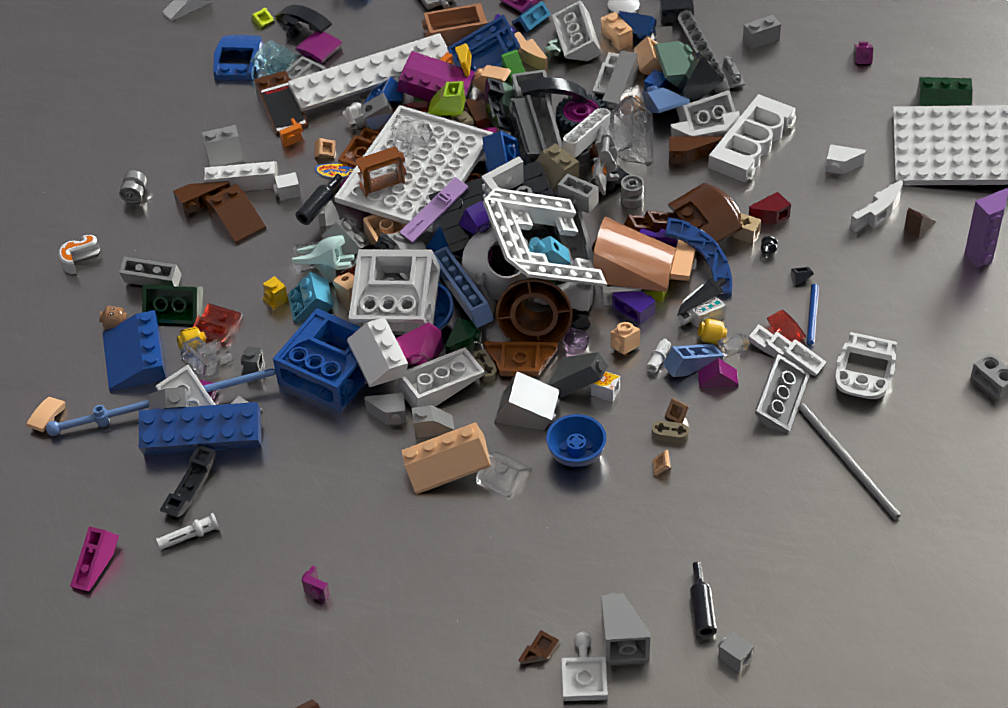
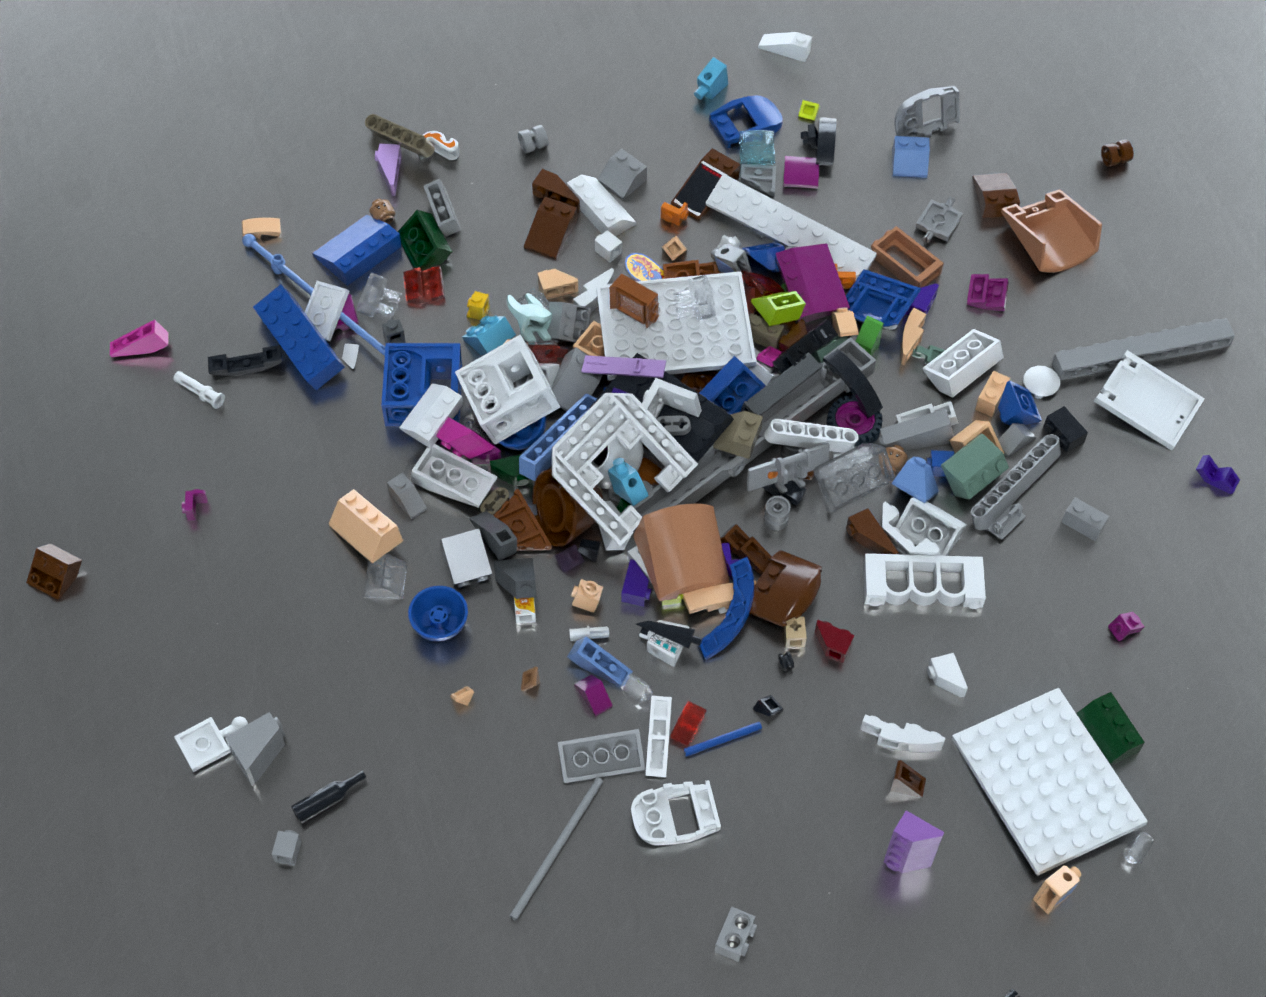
camera: 55 degrees right, 10 degrees up
(37, 268) = (399, 135): none -> dark tan beam
(67, 294) = (389, 164): none -> lavender slope
(169, 398) = (307, 301): light grey slope -> none
(183, 60) = (712, 79): none -> medium azure torso
(188, 334) = (394, 276): yellow head -> none
(293, 234) = (556, 283): none -> light nougat slope
(317, 201) = (591, 276): black piece -> none
(384, 243) = (565, 352): black slope -> none
(387, 408) = (401, 456): light grey slope -> none
(465, 58) = (849, 290): yellow slope -> none
(533, 16) = (965, 314): dark azure panel -> none
(533, 364) = (496, 534): none -> dark grey slope
(540, 649) = (218, 698): reddish brown slope -> none
(582, 193) = (715, 467): light grey brick -> none
(670, 432) = (509, 683): dark tan beam -> none
(699, 79) = (959, 496): black slope -> none
(711, 331) = (642, 662): yellow head -> none

